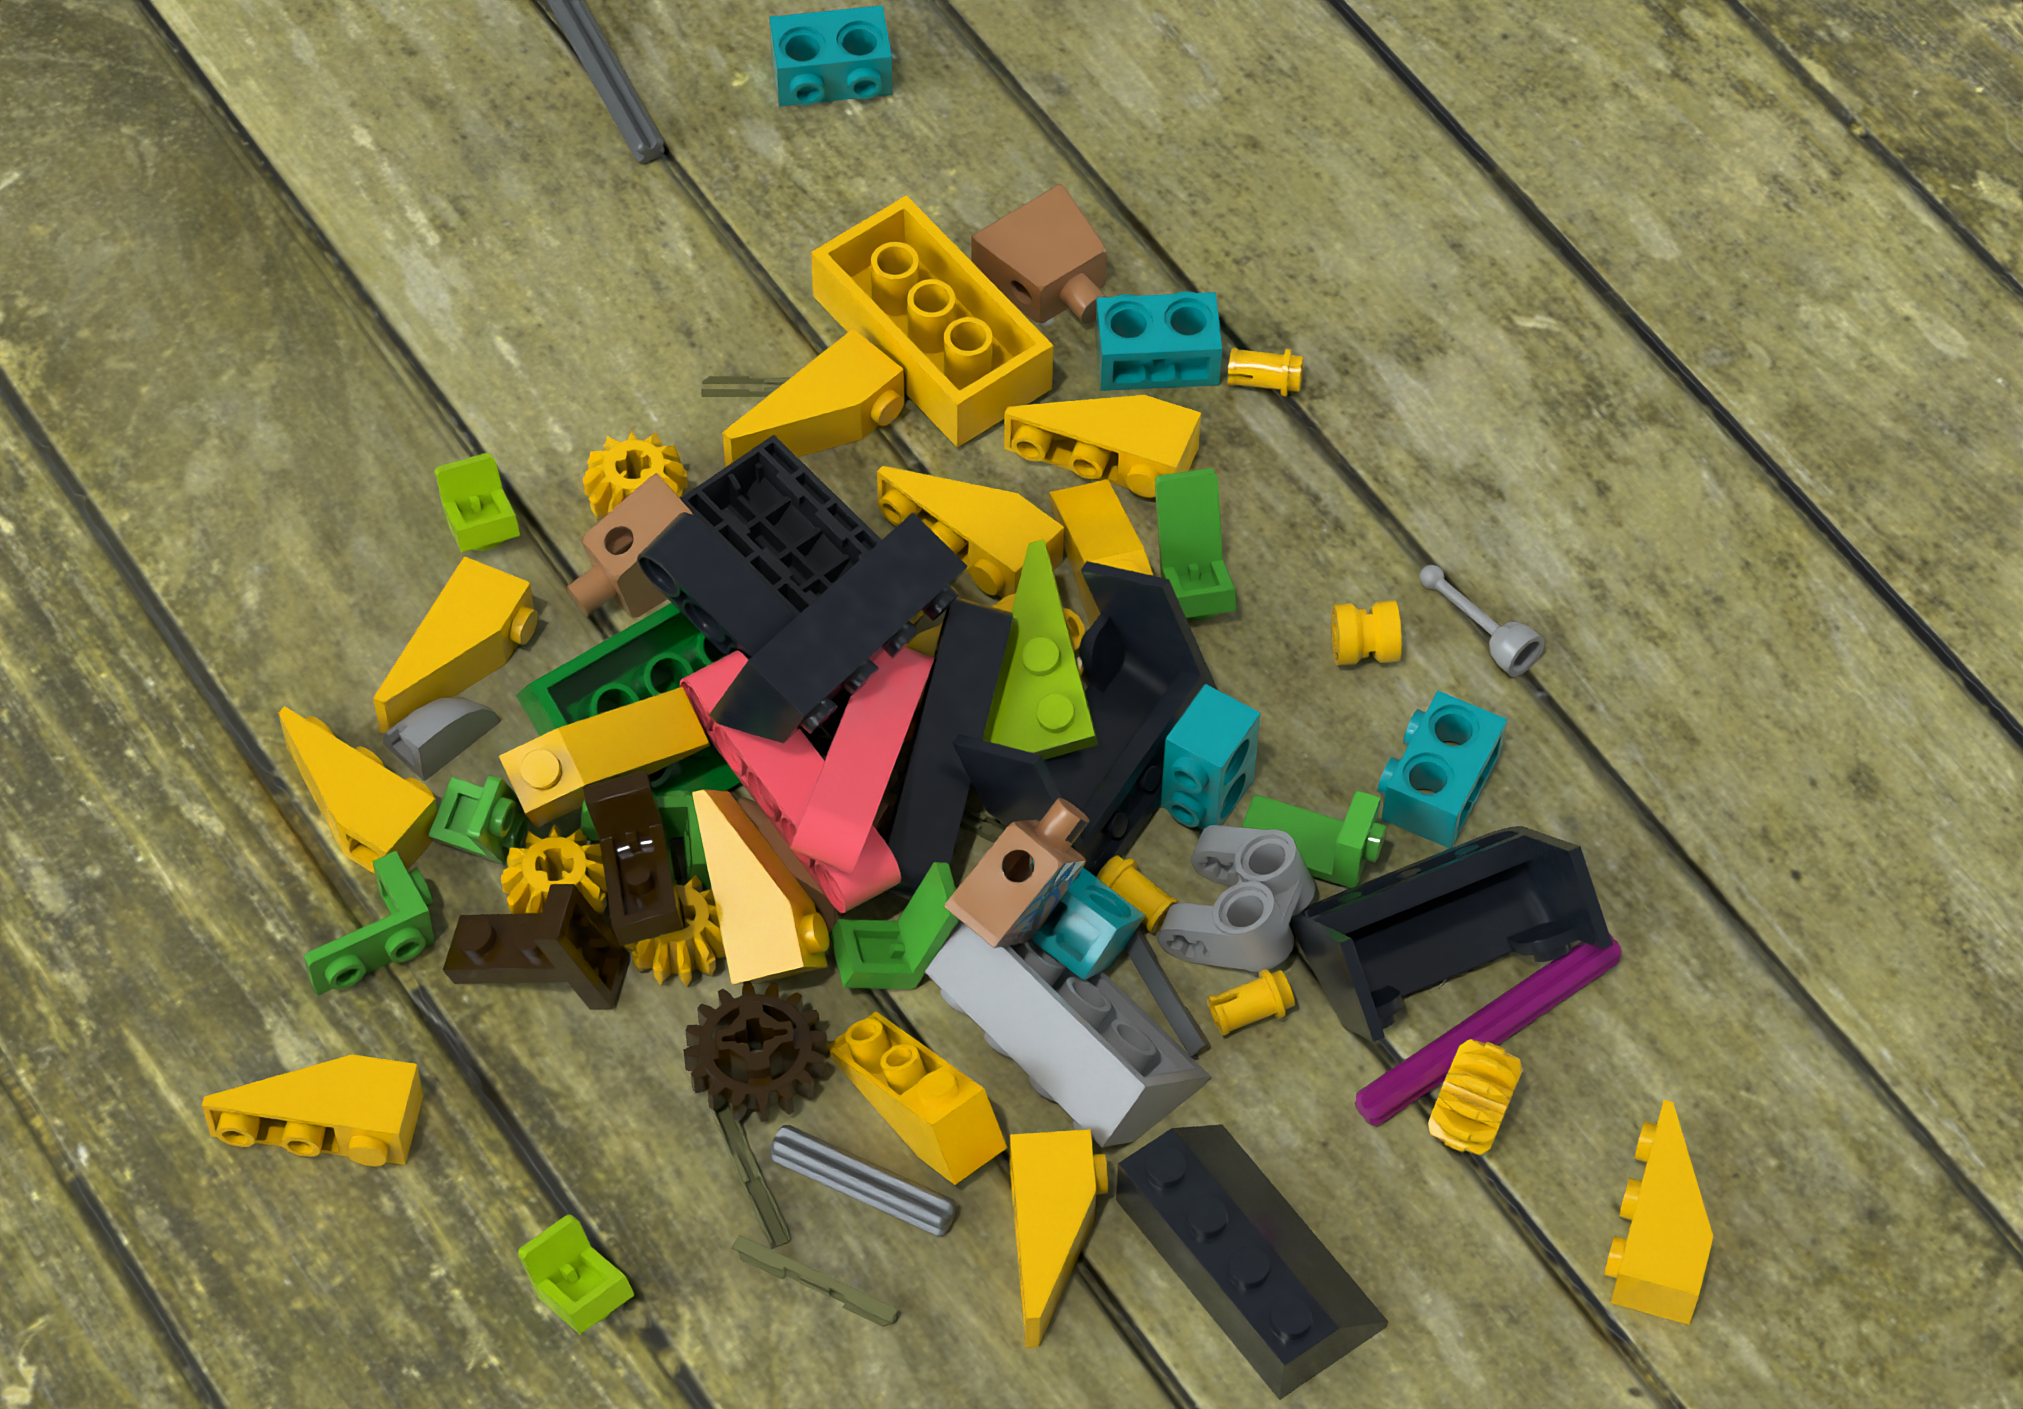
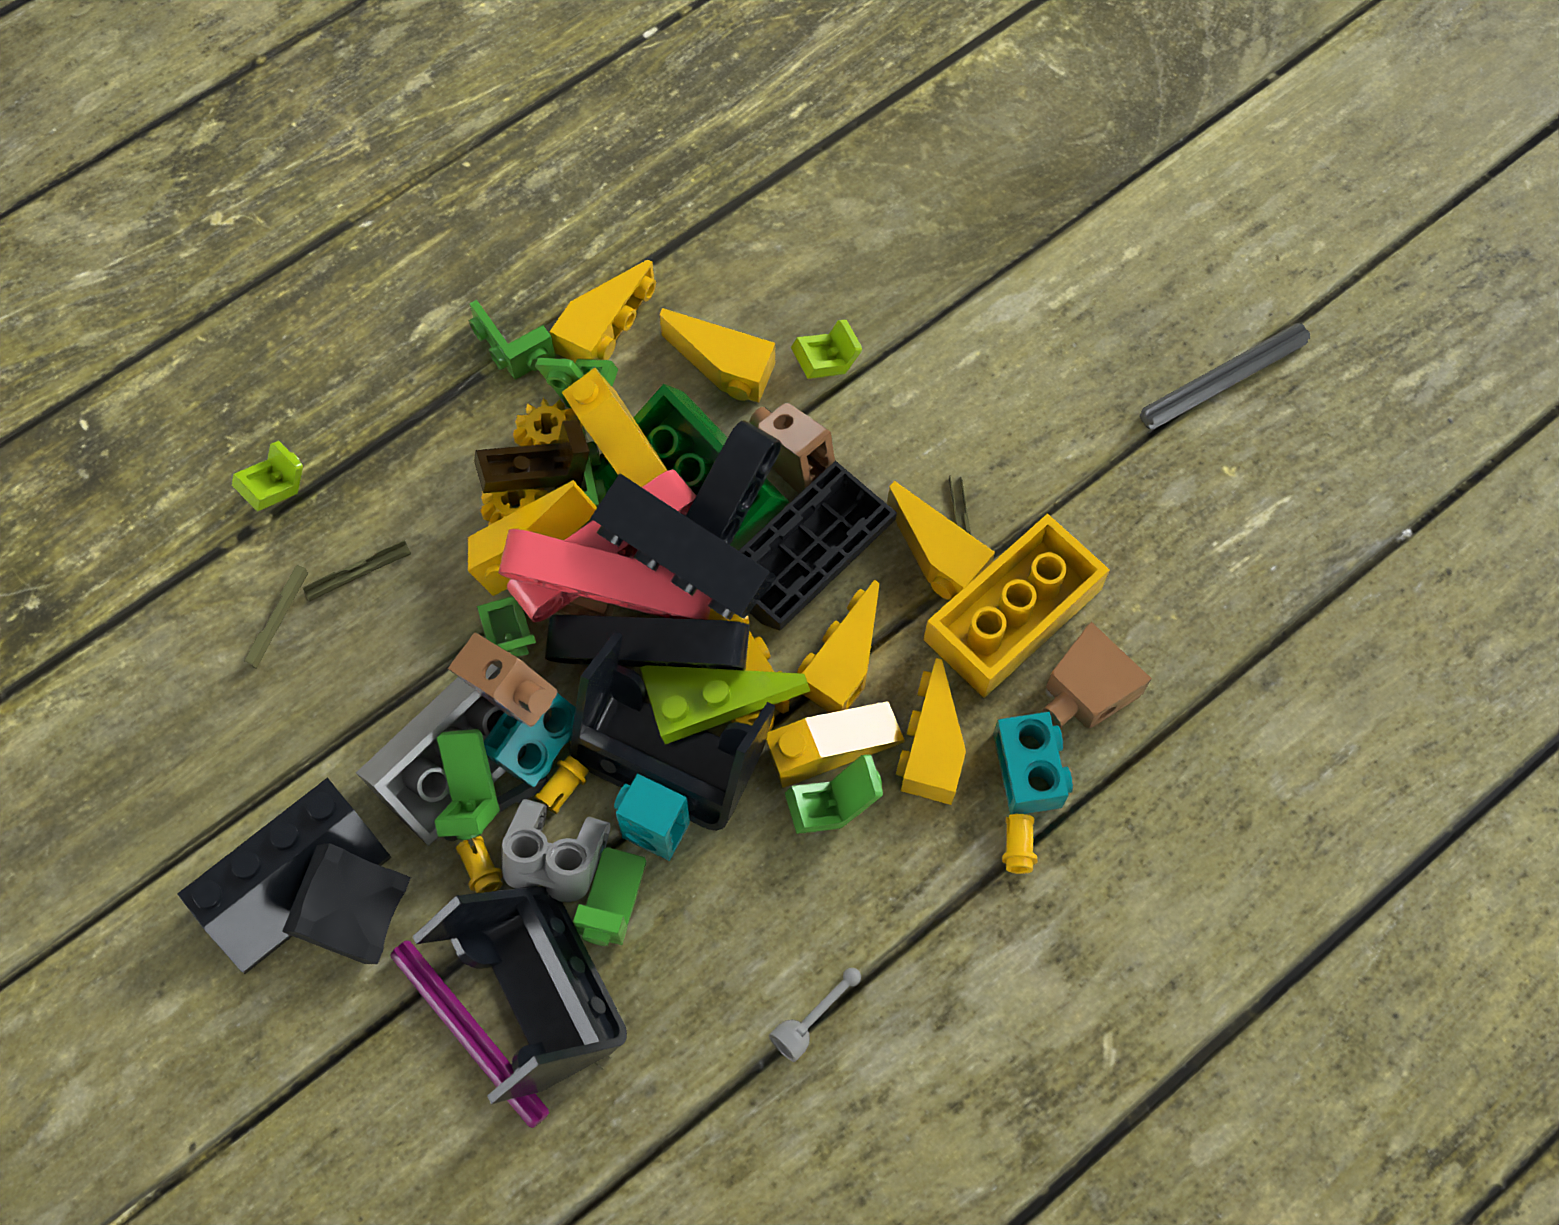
camera: 85 degrees right, 10 degrees up
(335, 1107) = (383, 347): yellow slope -> none
(438, 733) = (658, 356): light grey brick -> none
(553, 946) = (491, 421): dark brown bracket -> none
(627, 465) = (874, 436): yellow gear -> none
(788, 1057) = (411, 556): dark brown gear -> none
(831, 55) = (1261, 519): teal brick -> none
(863, 1180) = (344, 636): axle -> none
(920, 1096) = (398, 659): yellow slope -> none
(1053, 1211) = (311, 747): yellow slope -> none
(1146, 991) = (469, 784): none -> bright green bracket
(1307, 1153) = (346, 904): none -> black brick
(1358, 633) = (787, 927): yellow wheel -> none
(1449, 770) = (668, 999): teal brick -> none
(1475, 1096) = (394, 1018): yellow gear -> none
(1669, 1233) = (292, 1162): yellow slope -> none

